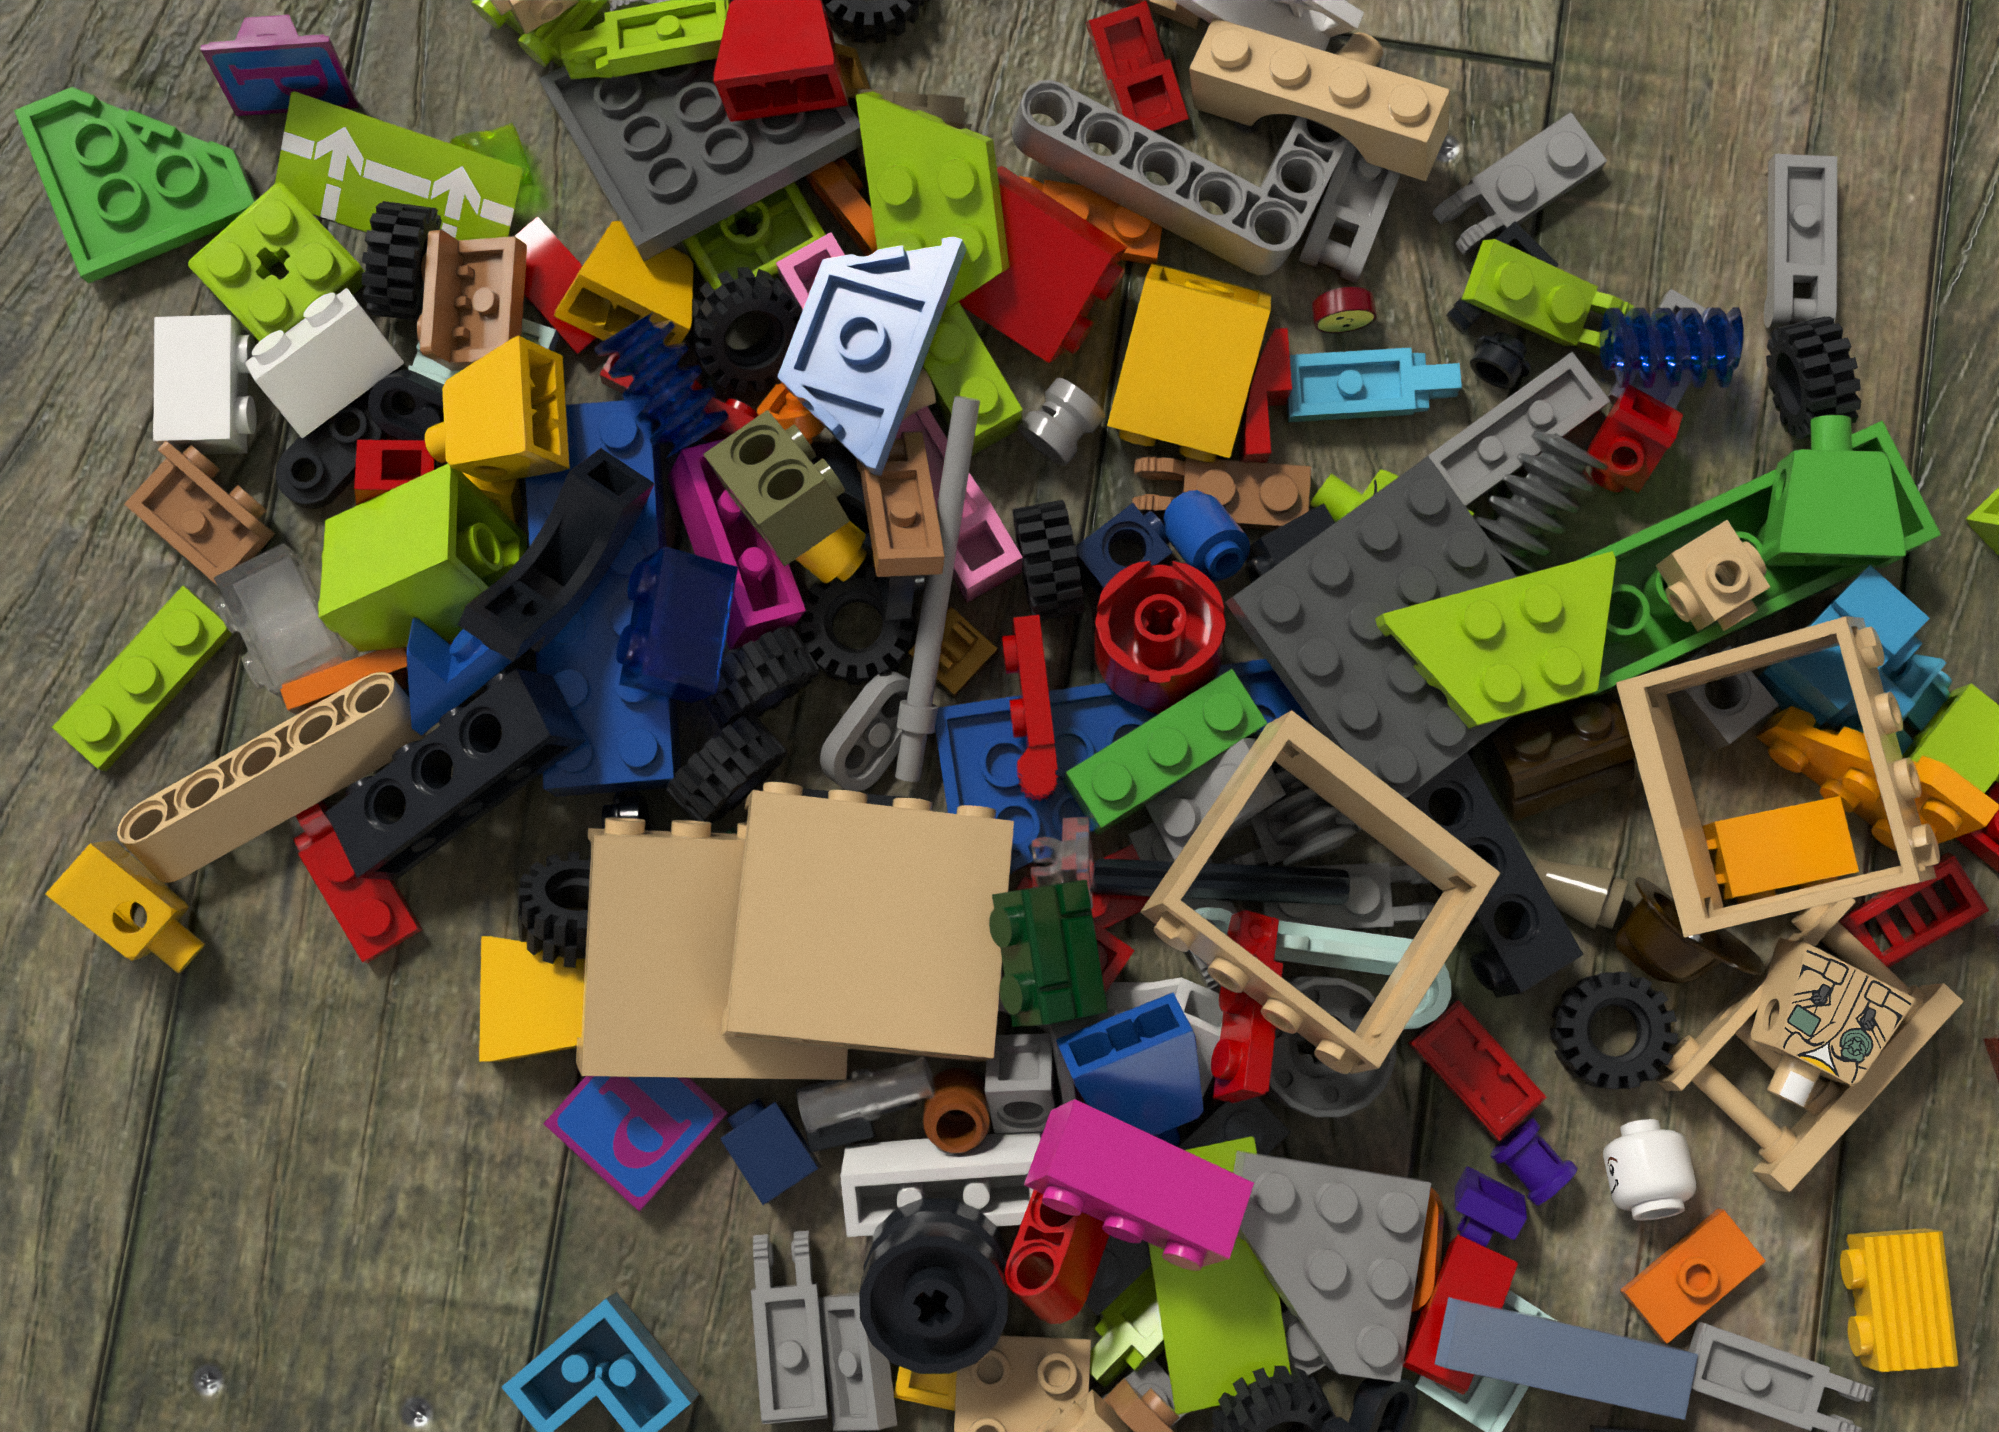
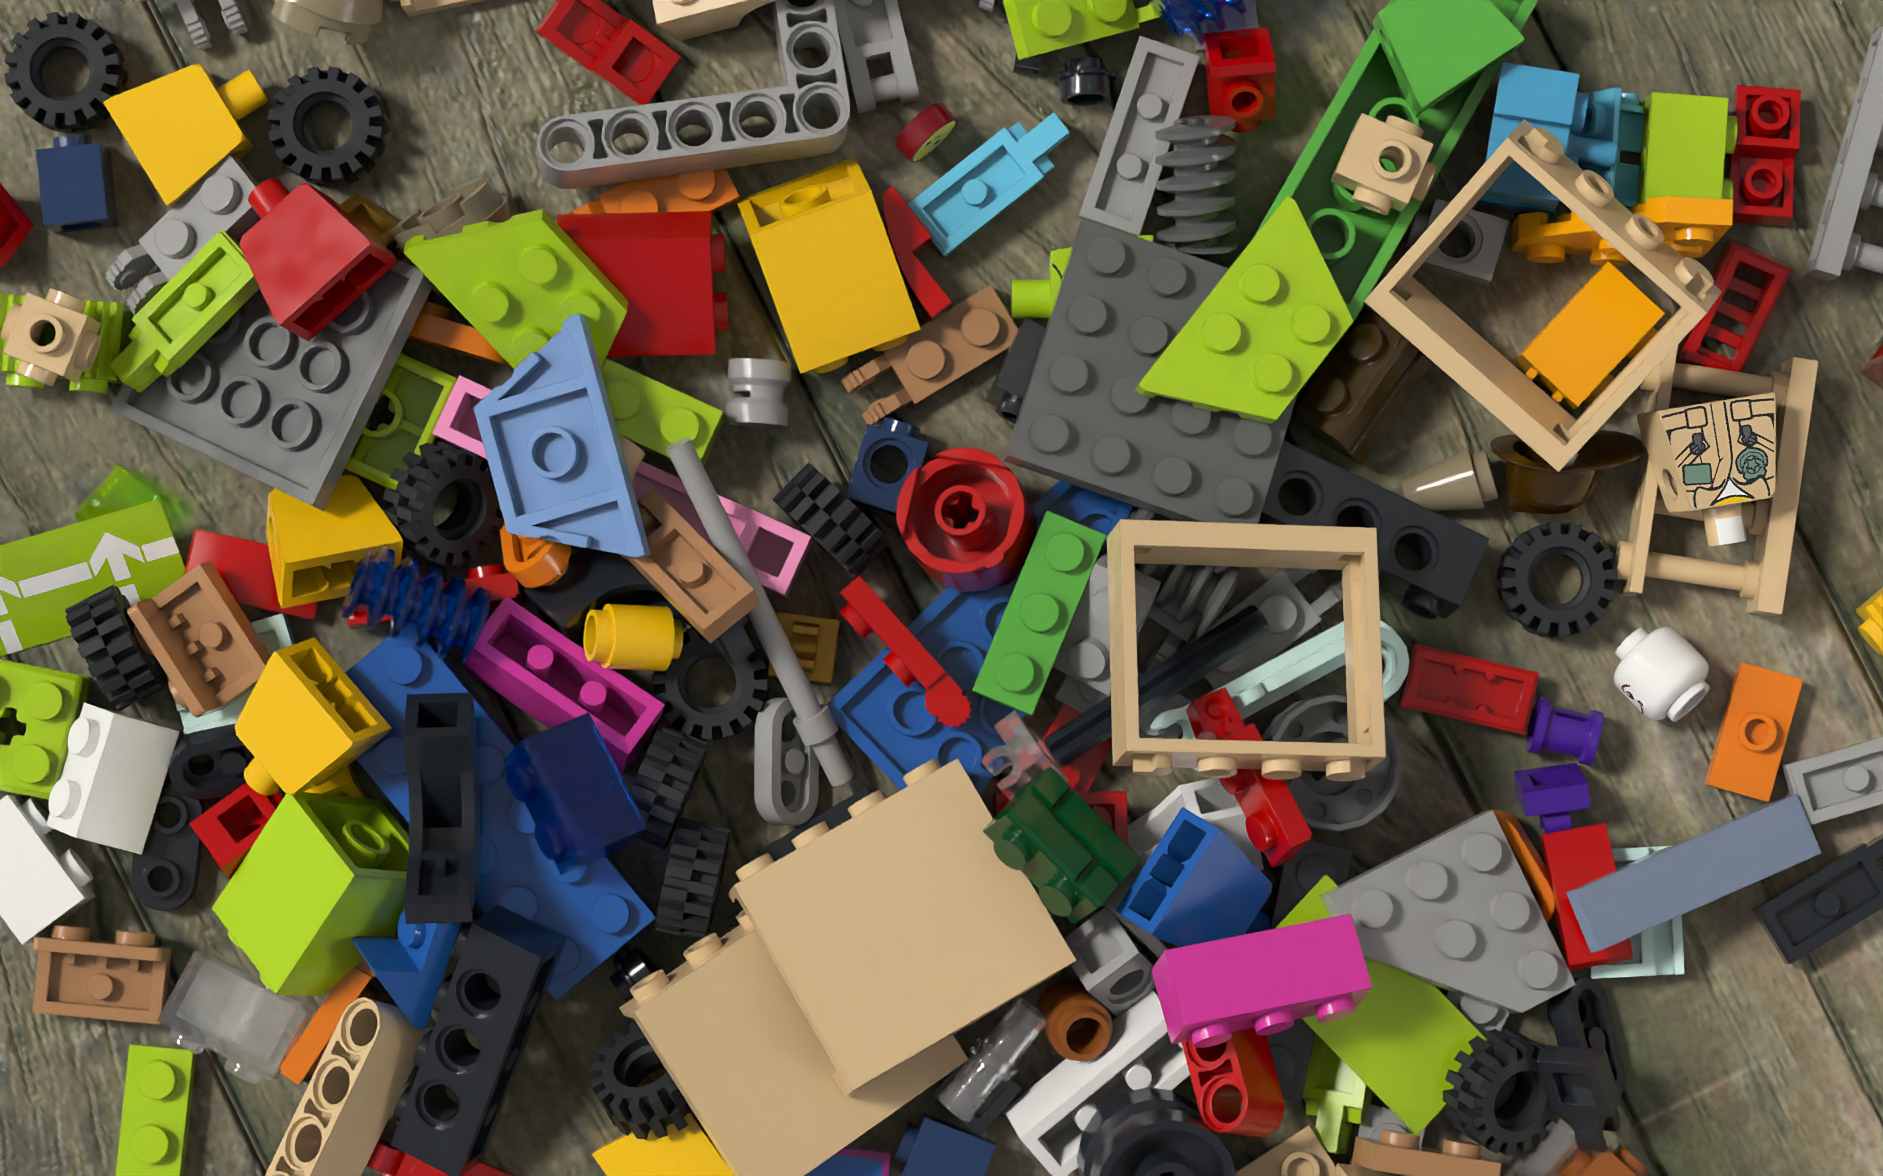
camera: 35 degrees left, 5 degrees up
(778, 486) = (576, 625): olive brick -> none
(1206, 535) = (947, 410): blue brick -> none

